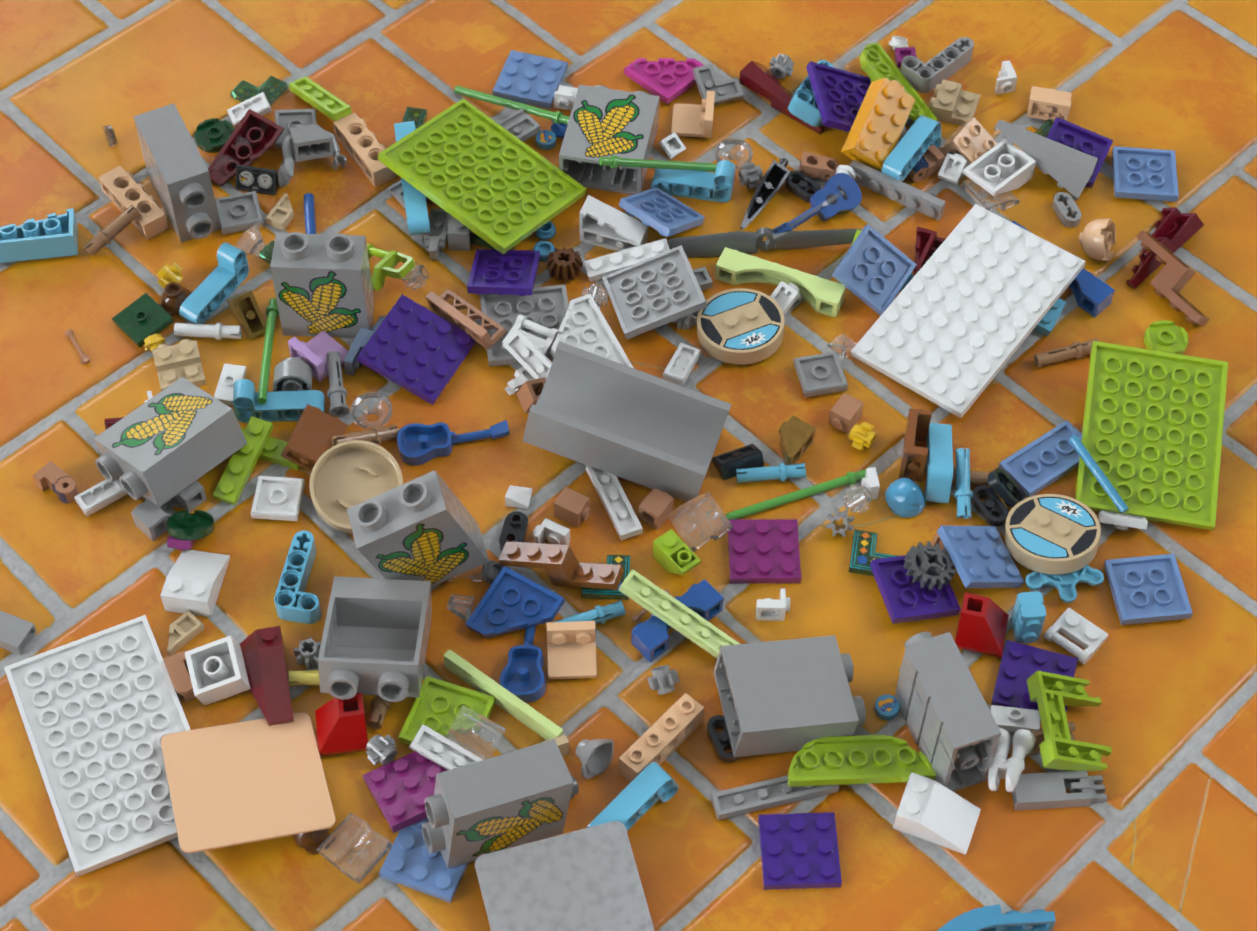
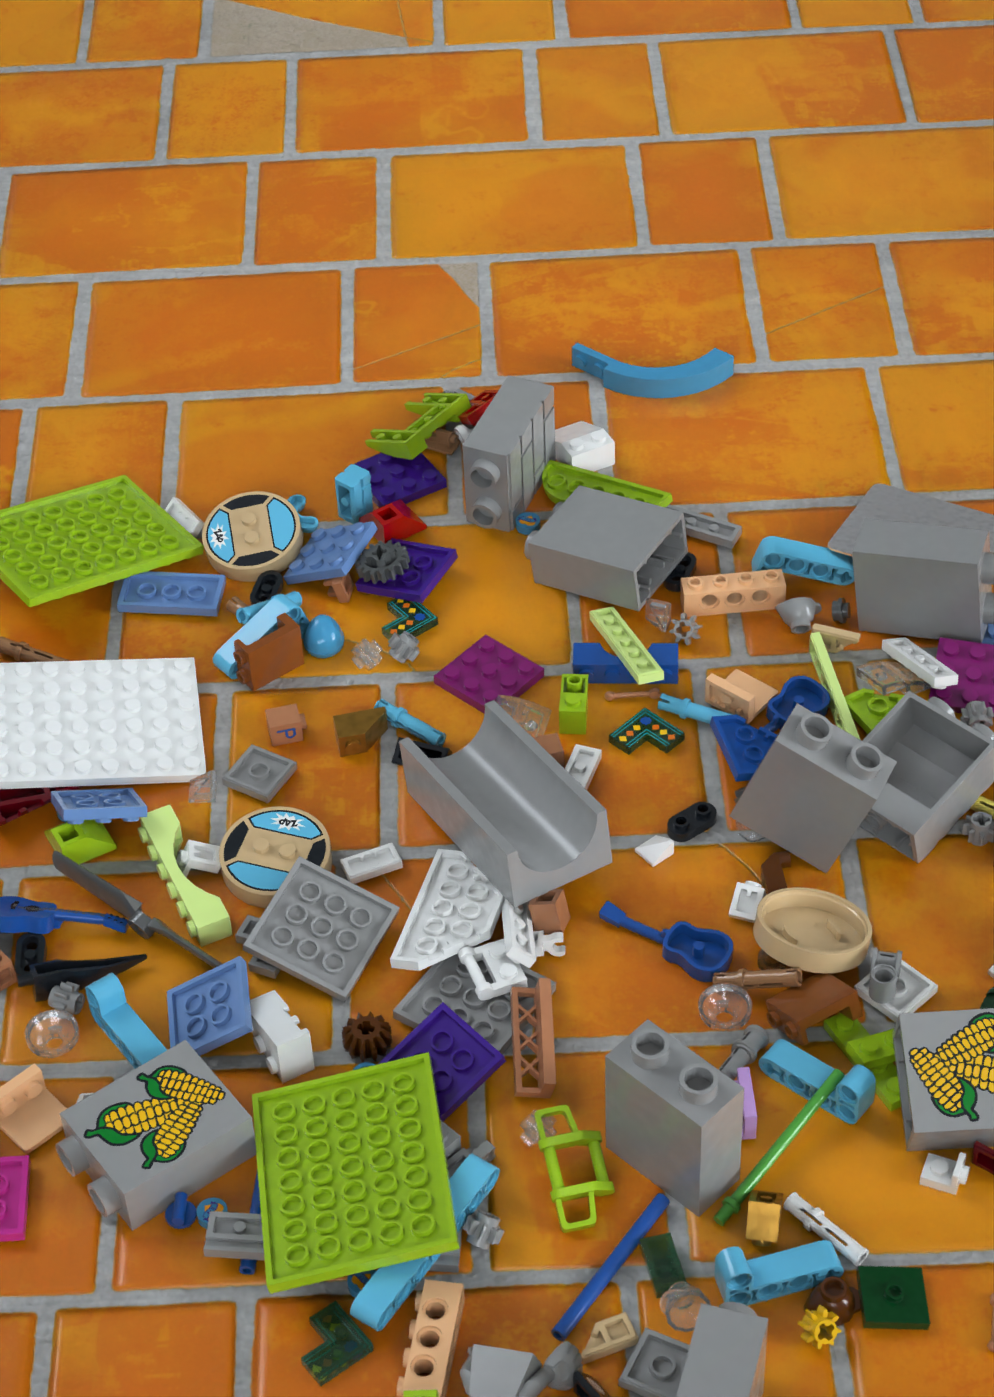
camera: 135 degrees left, 10 degrees down
(153, 342) = (900, 1257): yellow plate -> none
(177, 362) = (892, 1207): tan plate -> none
(225, 387) = (849, 1150): white plate -> none
(288, 487) = (884, 974): none -> light grey piece
(292, 375) = (781, 1090): light grey piece -> none
(298, 575) = (956, 887): medium azure beam -> none
(395, 205) = (483, 1229): none -> light grey gear
(416, 349) = (595, 1029): dark purple plate -> none
(530, 79) = (134, 1316): medium blue plate -> none
(552, 532) = (661, 793): white bracket -> none
(557, 117) = (181, 1203): bright green bar -> none
(561, 565) = (685, 750): dark orange bracket -> none
(565, 97) = (127, 1252): white bracket -> none
(572, 507) = (619, 801): nougat brick -> none
(598, 293) = (378, 977): clear gear -> none
(614, 162) = (216, 1040): bright green bar -> none
(616, 261) = (301, 994): white plate -> none
(699, 685) = (658, 613): none -> clear slope
(771, 609) = (537, 624): white bracket -> none
(799, 851) = (702, 484): dark purple plate -> none
(849, 478) = (347, 682): bright green bar -> none
(862, 435) = (296, 693): yellow gear -> none
(871, 482) = (338, 660): white plate -> none
(1005, 487) = (241, 586): black plate -> none
(1015, 718) = (445, 460): white plate -> none
(1030, 767) = (479, 405): none -> red plate
(1079, 631) = (319, 483): white plate -> none
(1098, 473) = (160, 541): dark azure bar -> none
(1147, 589) = (232, 471): medium blue plate -> none

